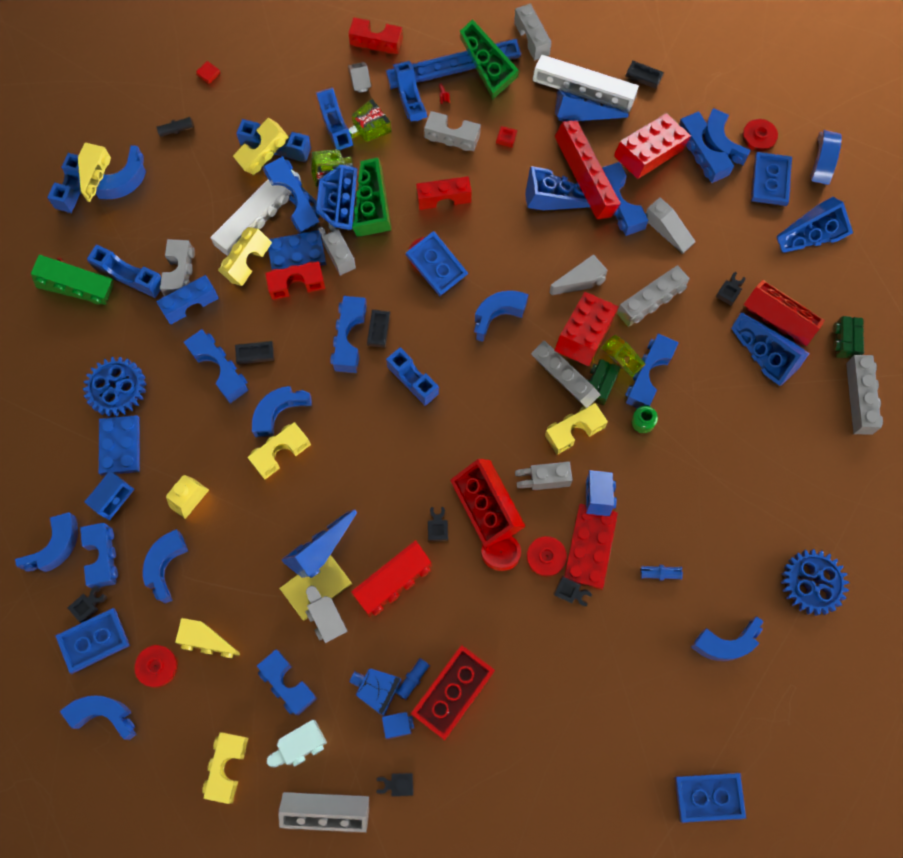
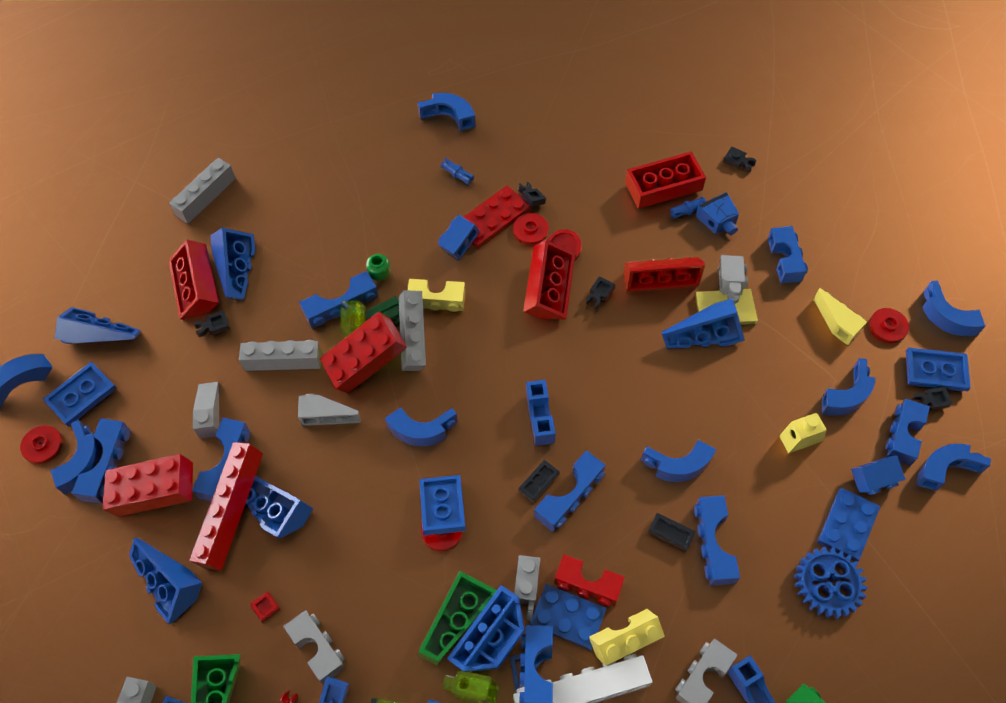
camera: 145 degrees left, 10 degrees down
(196, 292) = (700, 627): blue arch -> none
(218, 786) = (870, 219): light yellow arch -> none
(264, 457) = (683, 429): light yellow arch -> none
(297, 745) = (799, 213): light aqua hinge -> none
(324, 812) = (802, 165): light grey brick -> none
(397, 725) = (717, 185): blue brick -> none
(432, 192) = (389, 581): red arch -> none
(546, 476) = (488, 273): light grey hinge -> none
(585, 83) = (138, 609): white brick -> none
(644, 74) = (72, 580): black plate -> none
(710, 797) = (535, 48): blue plate -> none
(812, 600) = (360, 109): blue gear -> none
(849, 337) = (167, 233): dark green brick -> none

